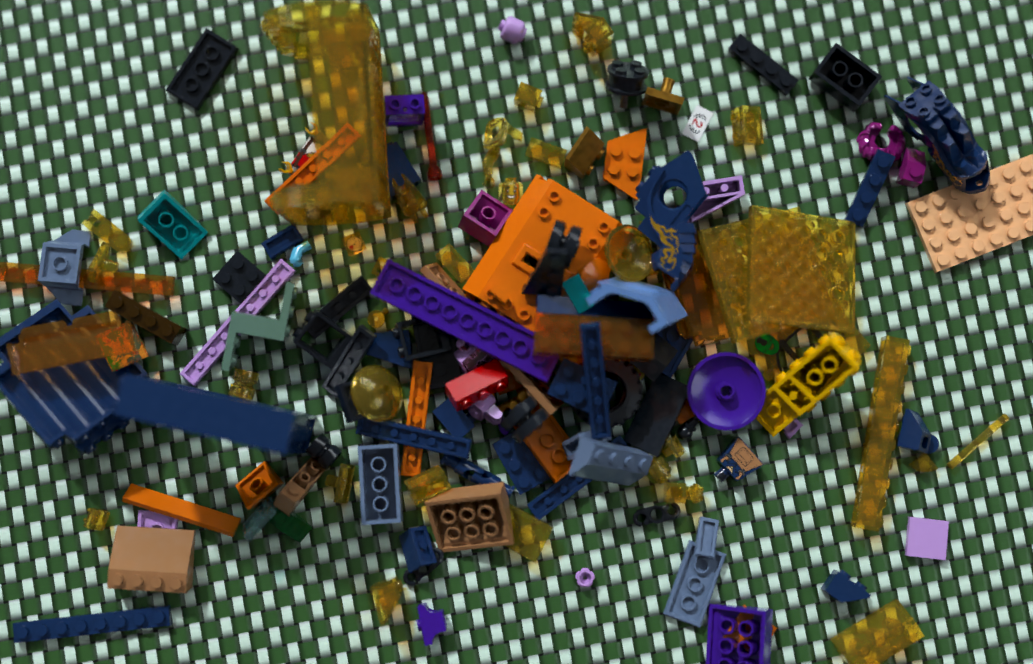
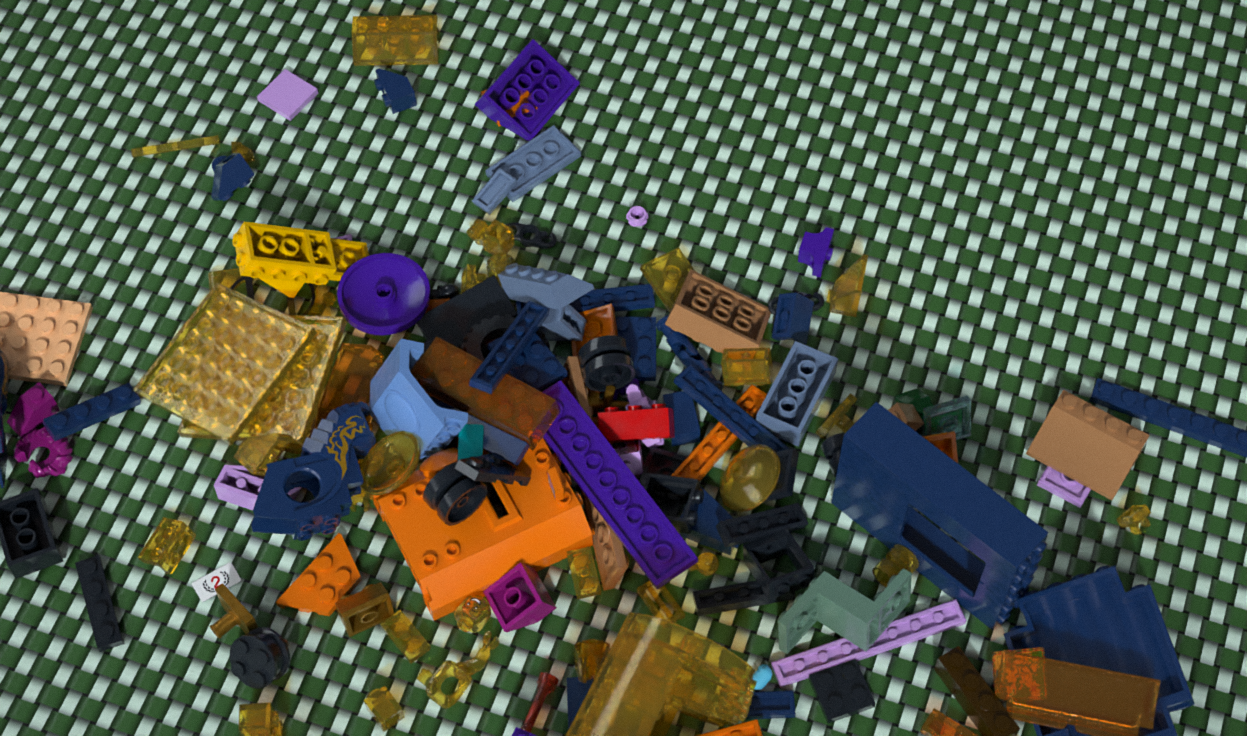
camera: 150 degrees left, 25 degrees down
(181, 510) = (1032, 479): orange tile -> none
(722, 209) = (261, 450): none -> clear yellow slope
(736, 461) = (418, 237): torso -> none
(880, 433) = (259, 195): clear yellow brick -> none

